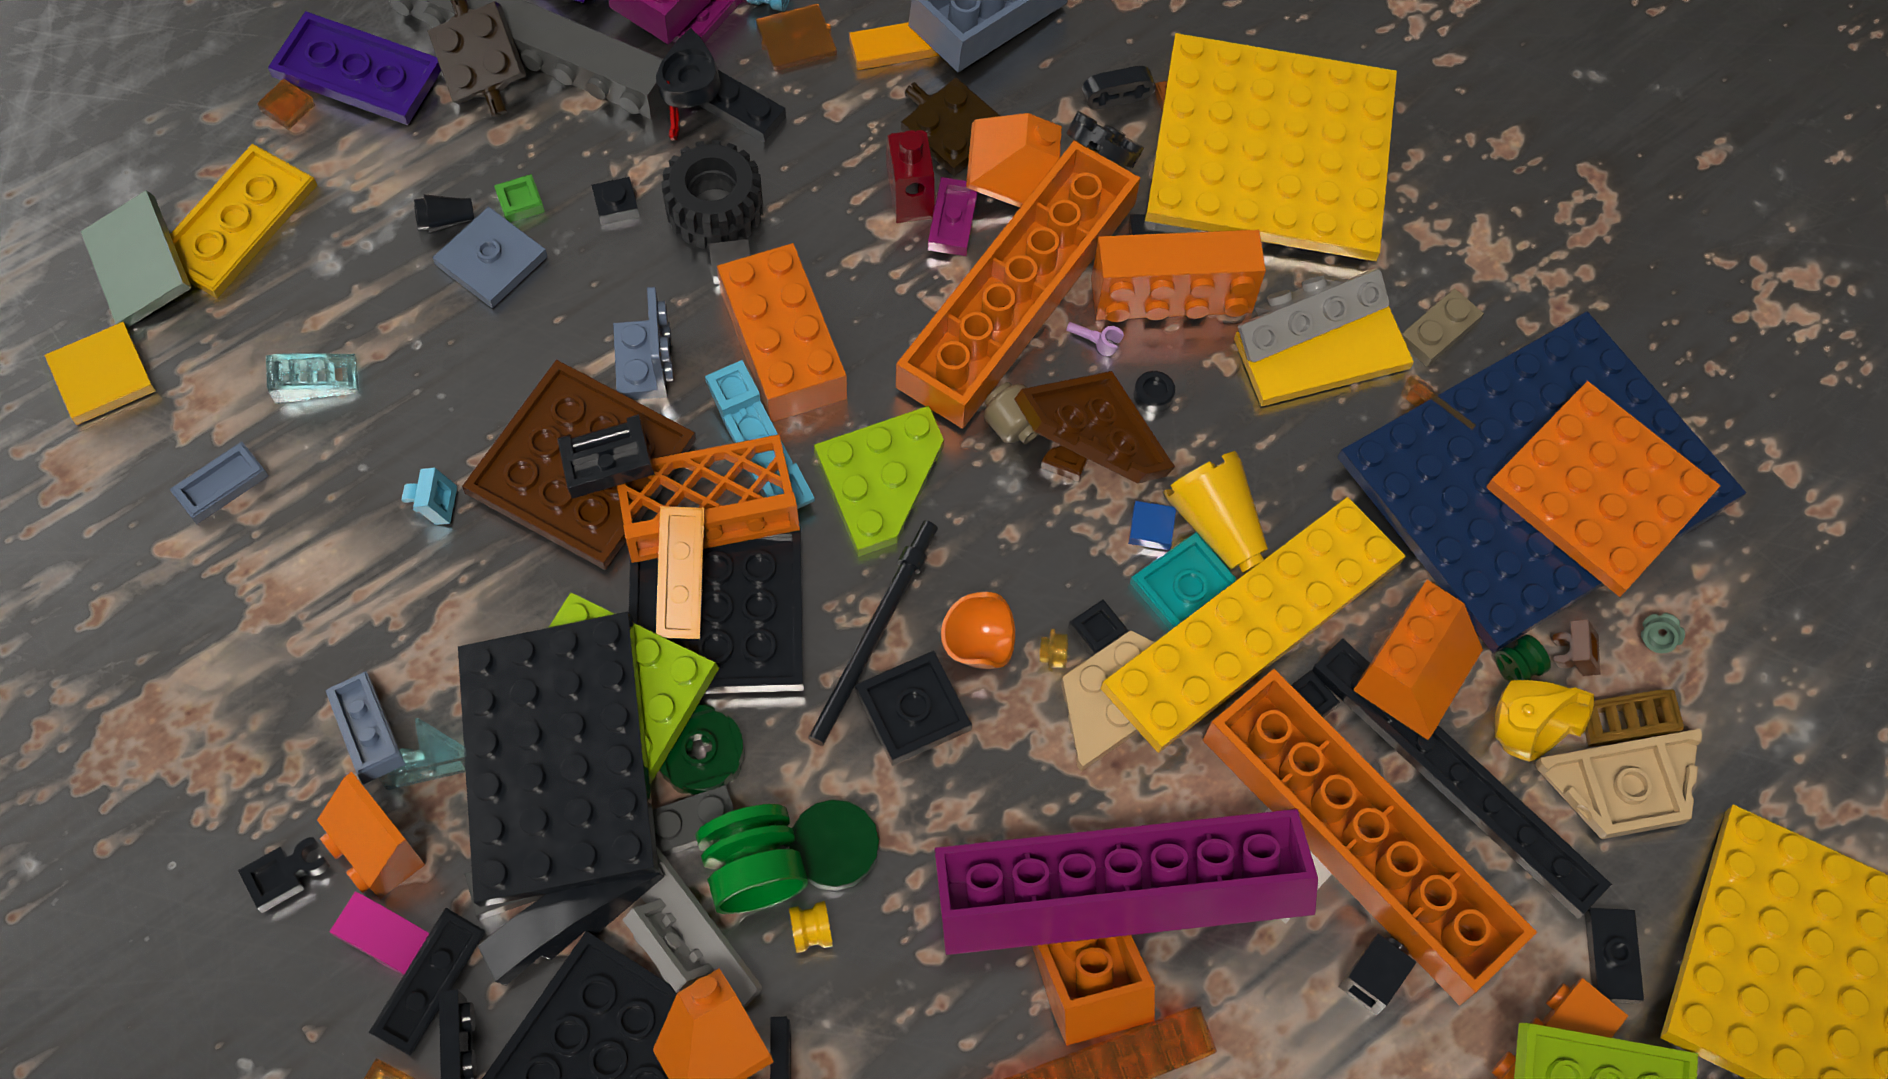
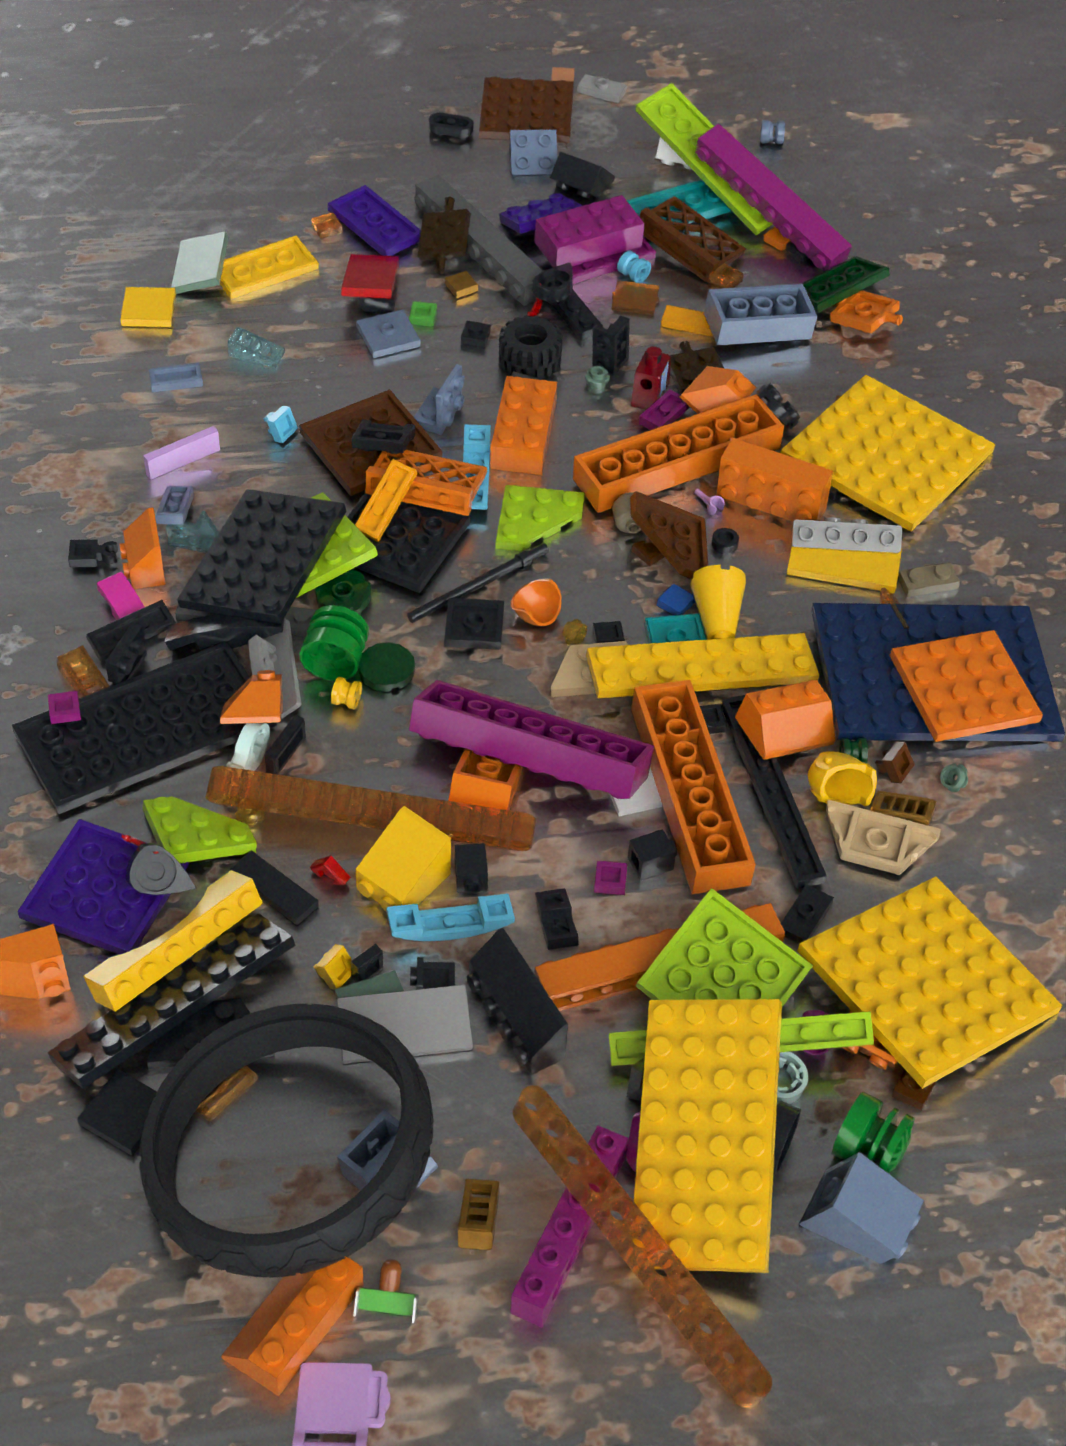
camera: 30 degrees right, 15 degrees down
(313, 620) = (181, 452): none -> lavender tile
(413, 174) = (370, 276): none -> red tile
(544, 123) = (461, 284): none -> pearl gold tile
(825, 146) = (611, 345): none -> black bracket
(827, 205) = (597, 377): none -> sand green plate
(1118, 87) = (810, 388): black beam -> none
(1346, 1041) = (610, 877): none -> magenta plate

